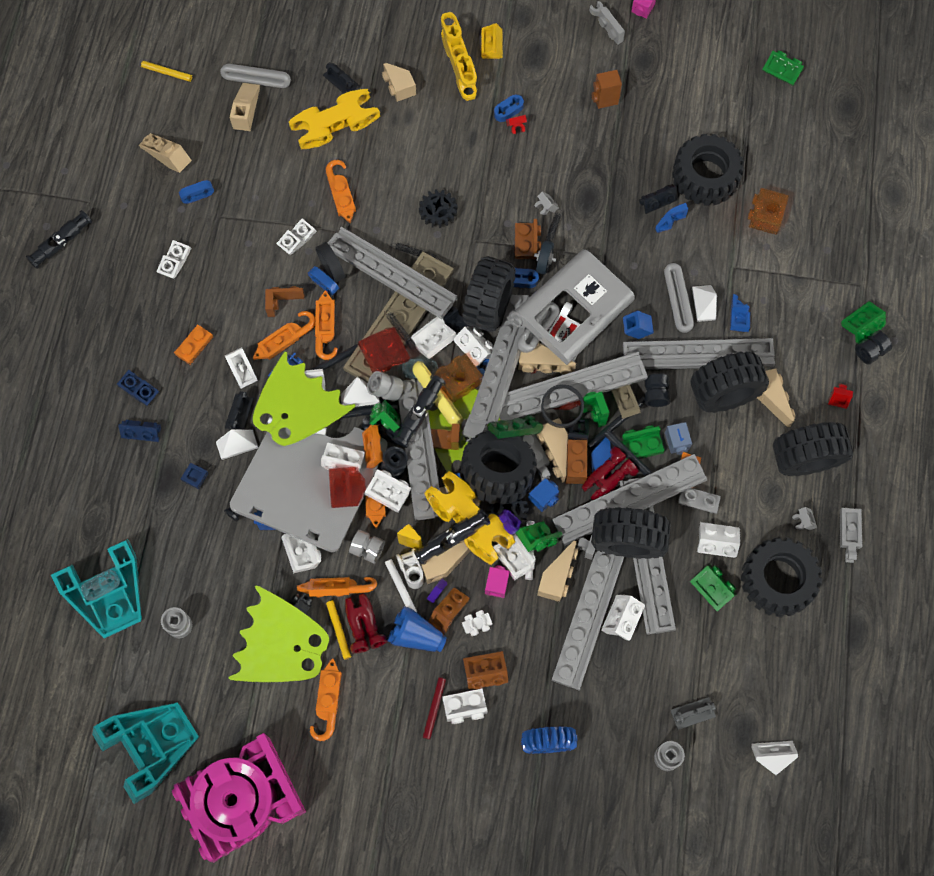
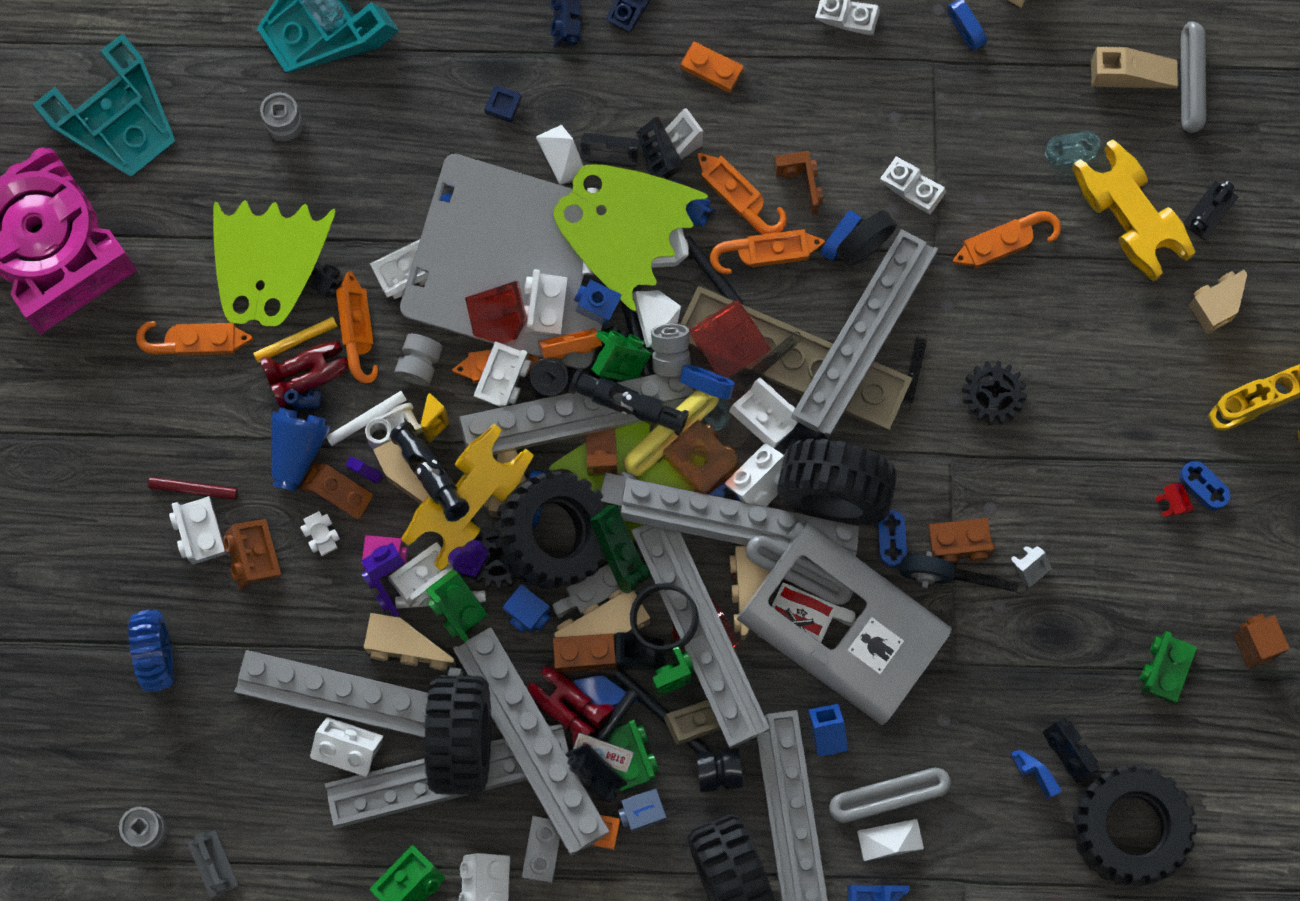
camera: 85 degrees right, 5 degrees up
(256, 385) = (669, 154): none -> black slope
(292, 146) = (1072, 141): none -> clear light blue beam
(347, 426) = (596, 302): none -> blue brick
(384, 621) = (299, 402): none -> dark blue arm
(410, 365) = (707, 381): none -> blue beam
(510, 581) = (380, 563): none -> dark purple bracket
(614, 142) = (1168, 667): none -> green bracket
(642, 455) = (615, 756): none -> white sticker
(654, 460) = (591, 766): none -> black hinge

